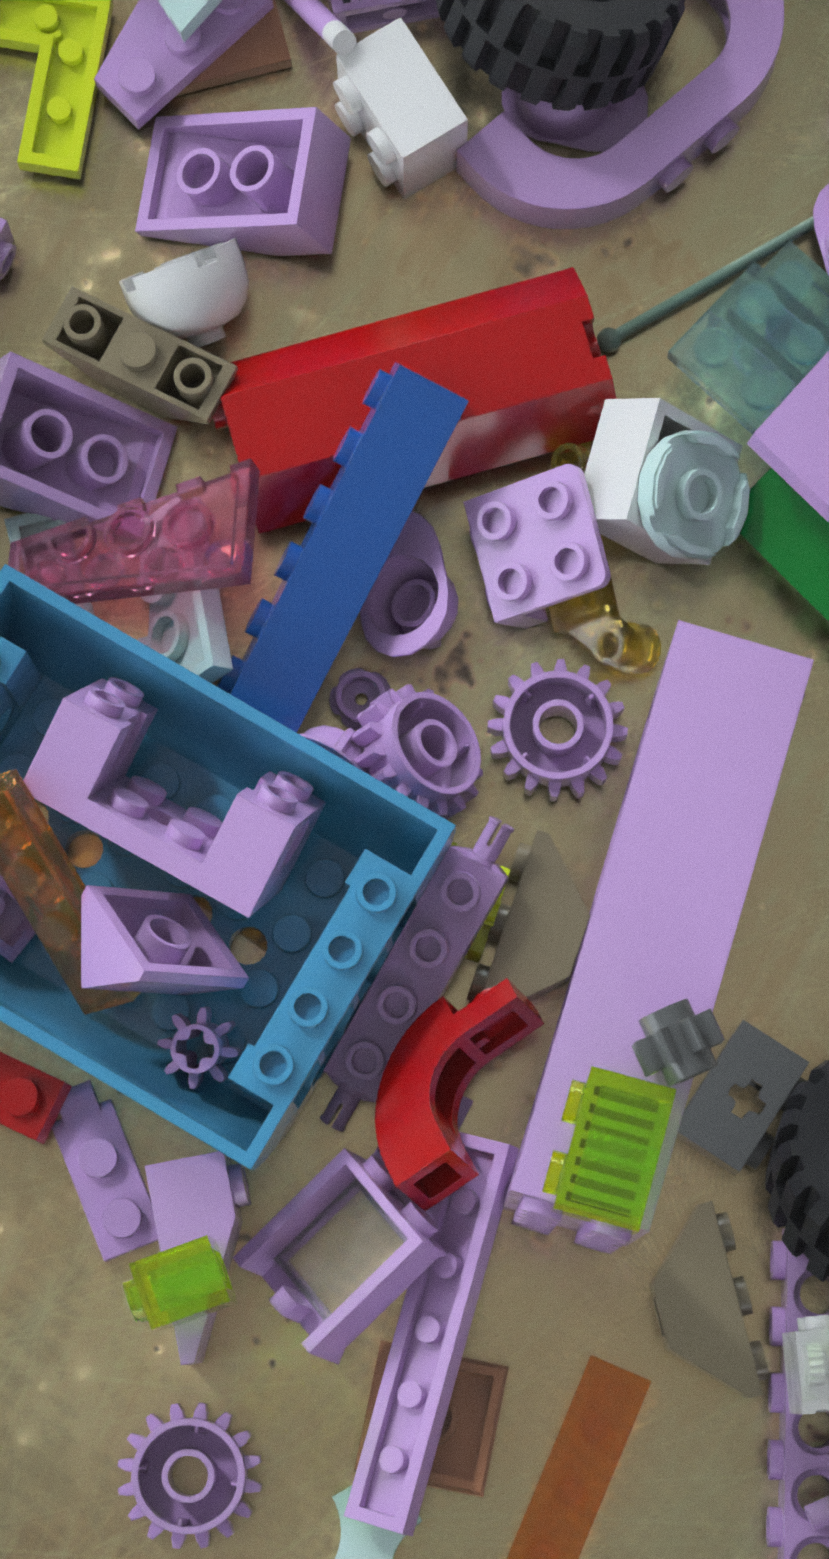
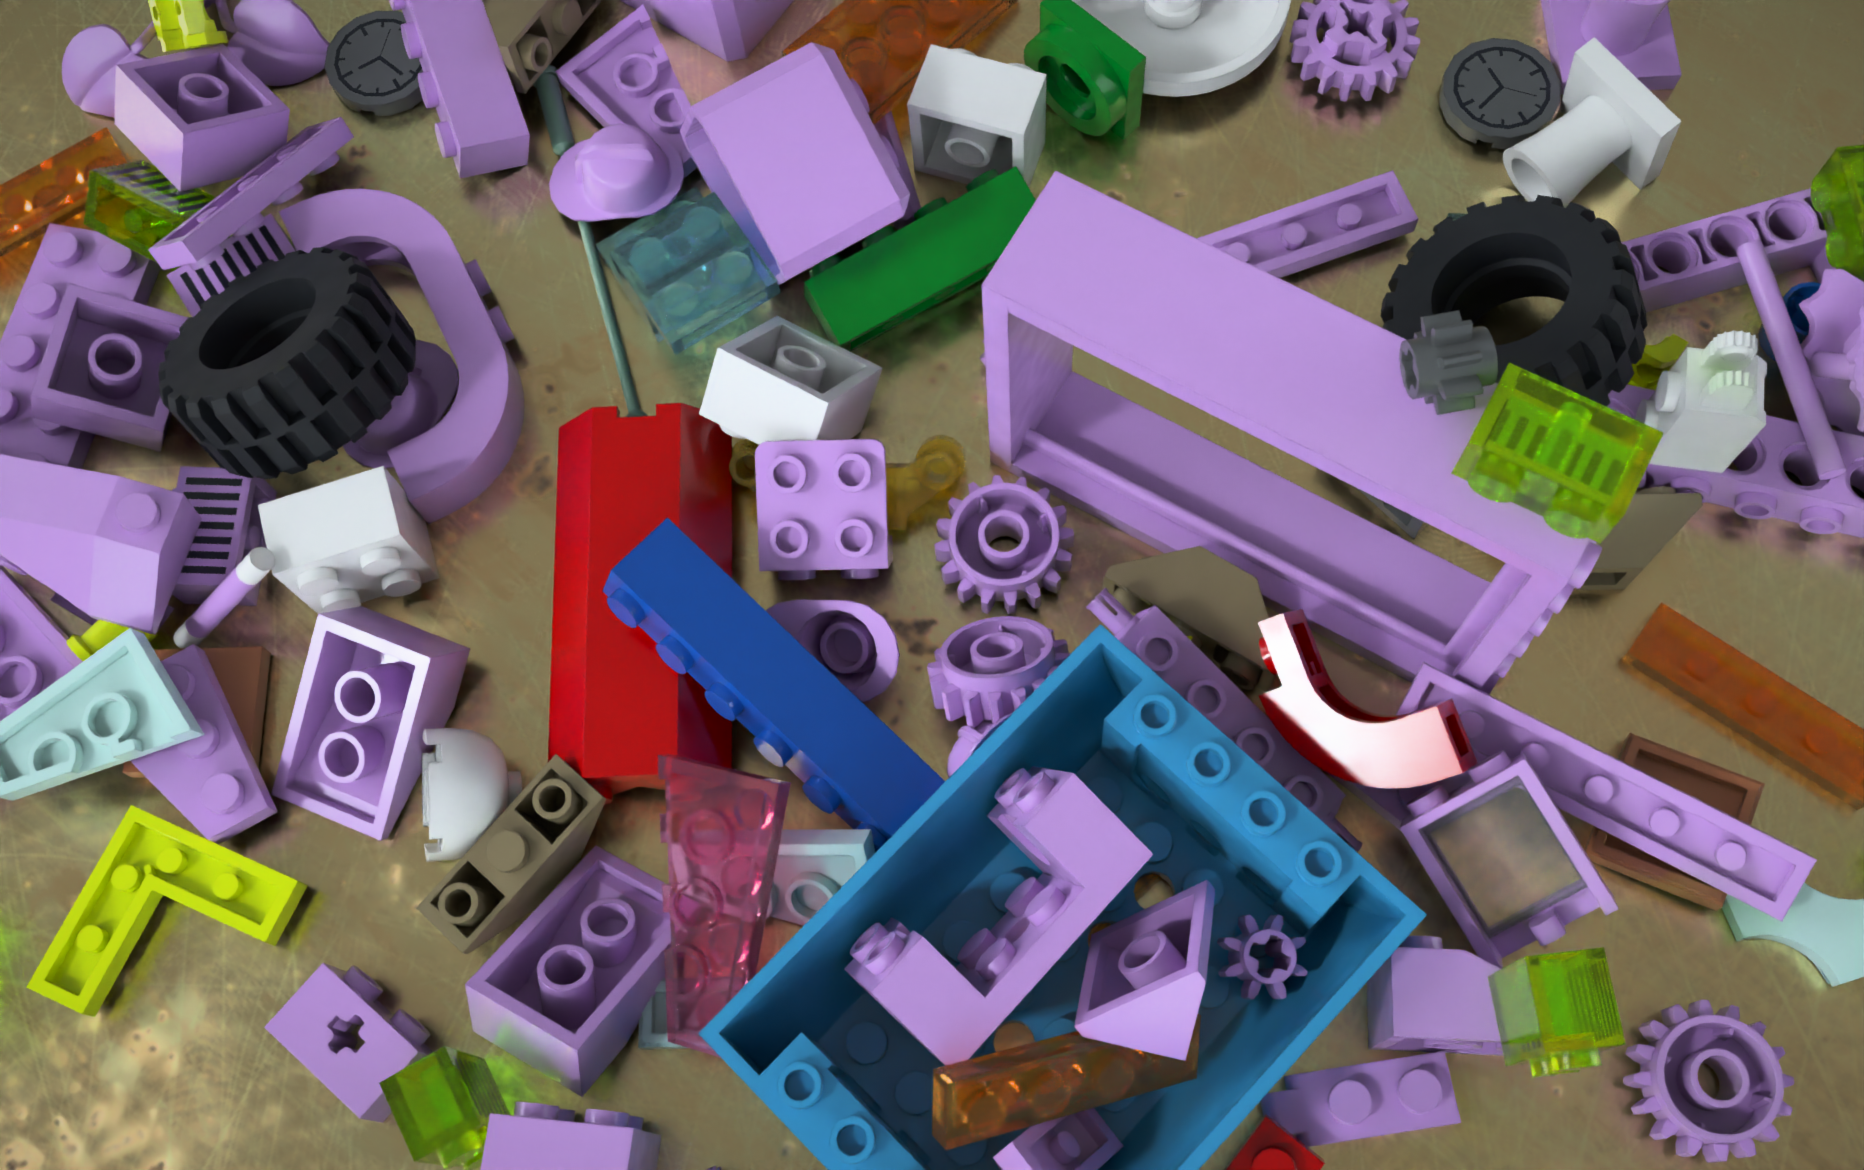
camera: 70 degrees left, 10 degrees down
(350, 685) = (923, 742): lavender plate -> none
(693, 494) = (817, 349): light aqua tile -> none

